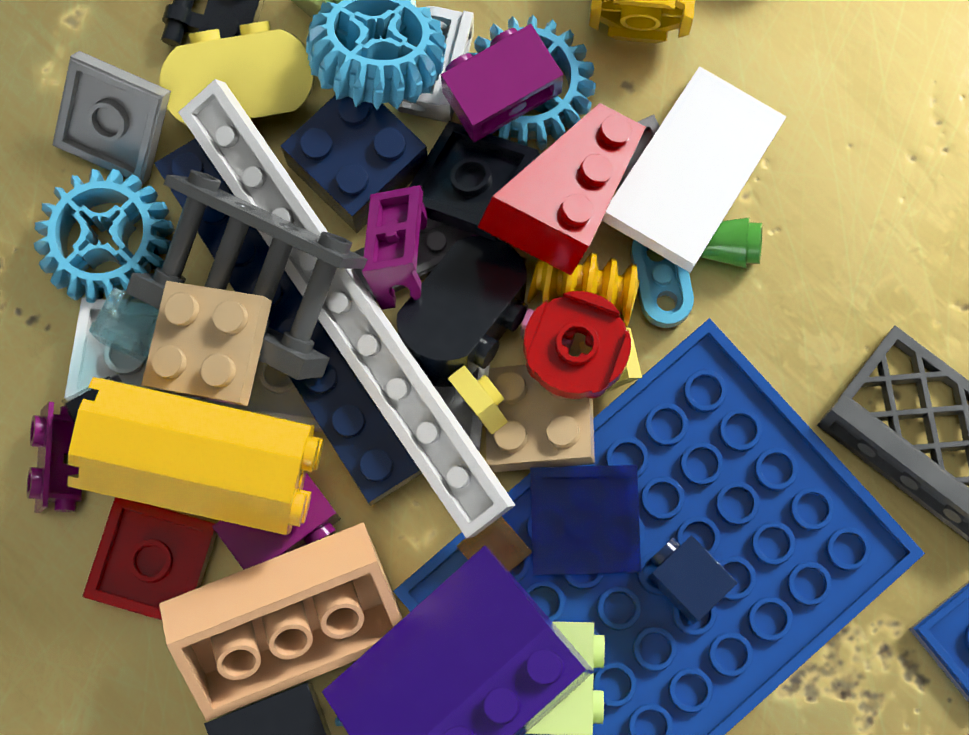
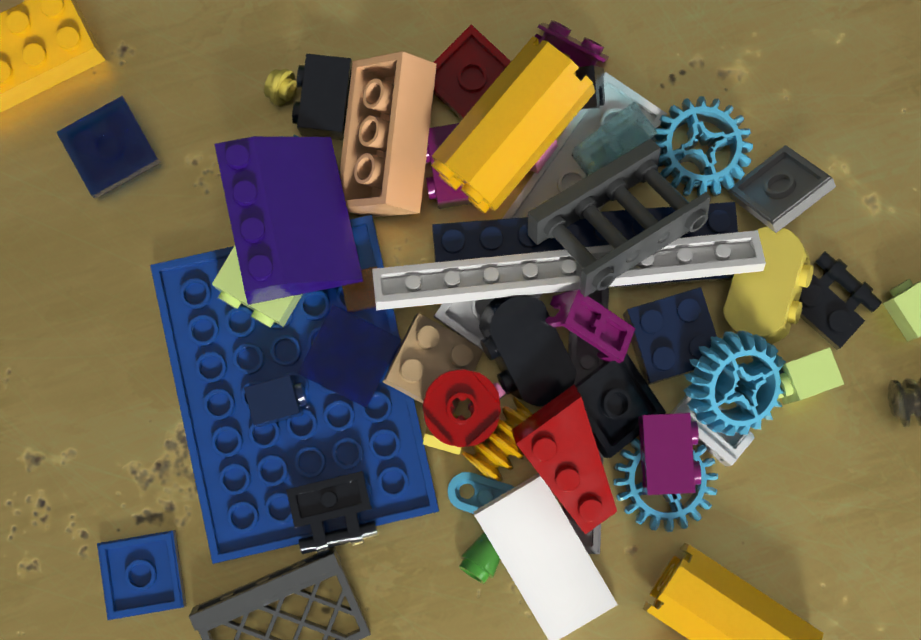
camera: 120 degrees right, 5 degrees up
(207, 343) = (583, 168): tan plate -> none
(480, 397) = (460, 328): light yellow plate -> none
(773, 449) = (330, 500): none -> black plate

